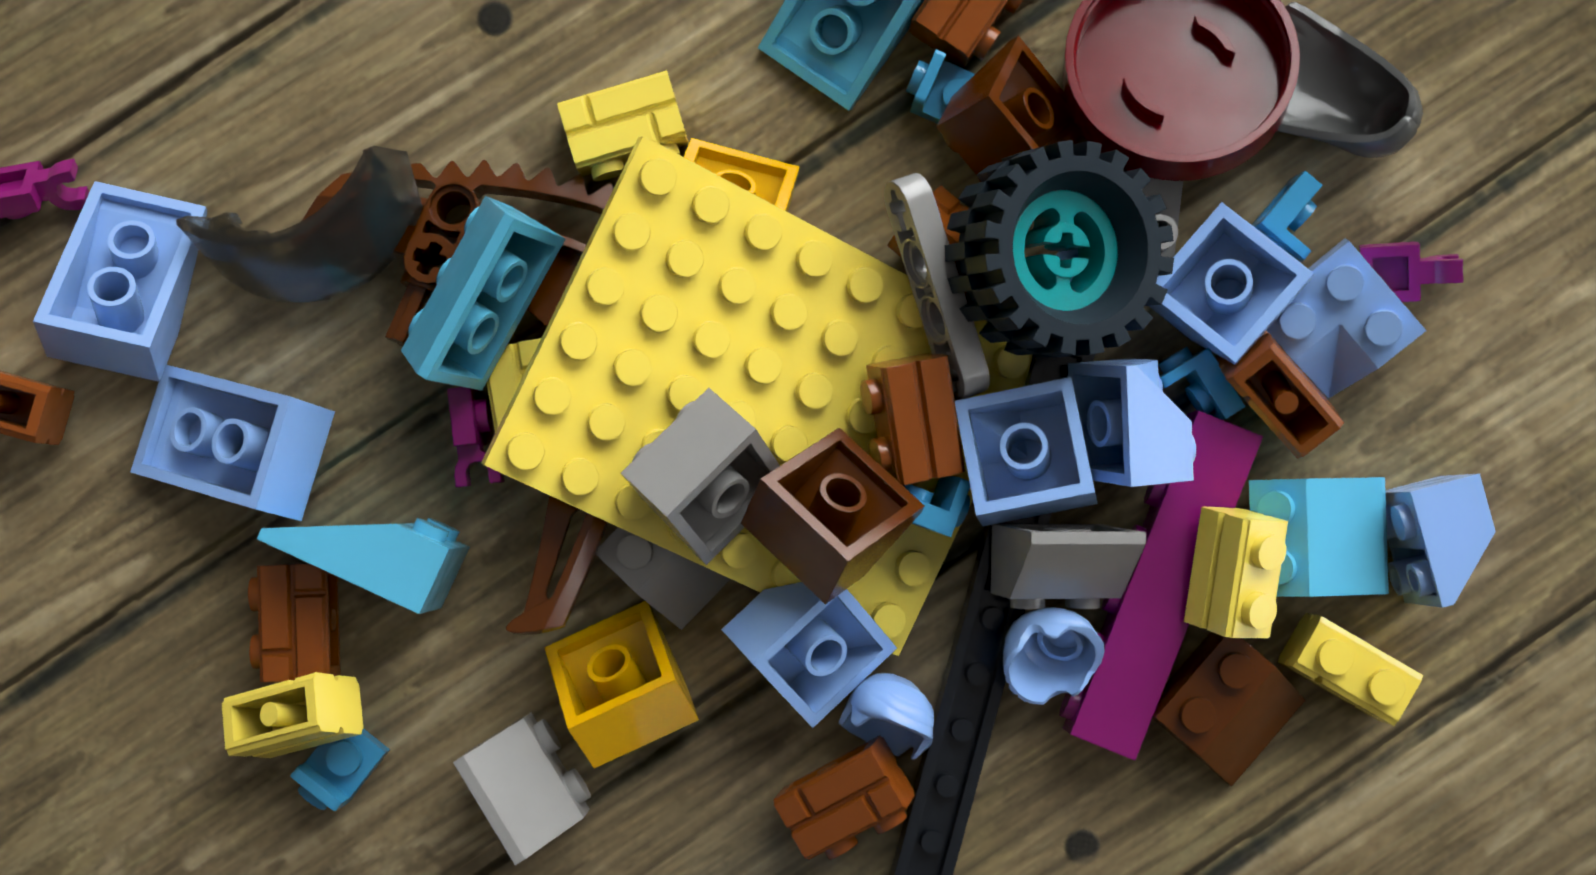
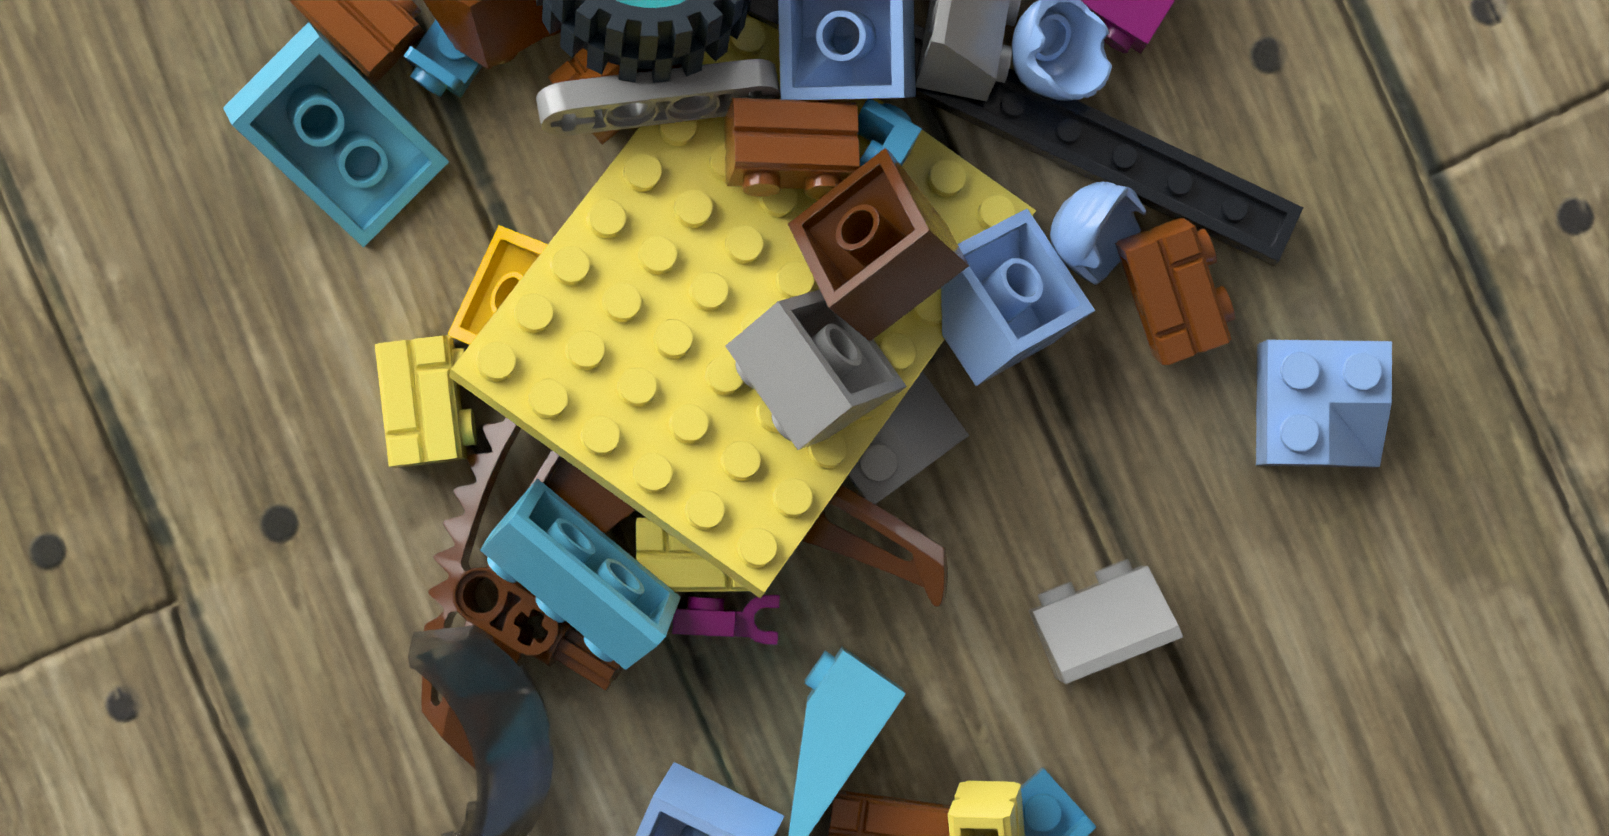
camera: 80 degrees left, 0 degrees up
(619, 685) = (1014, 507): yellow slope -> none

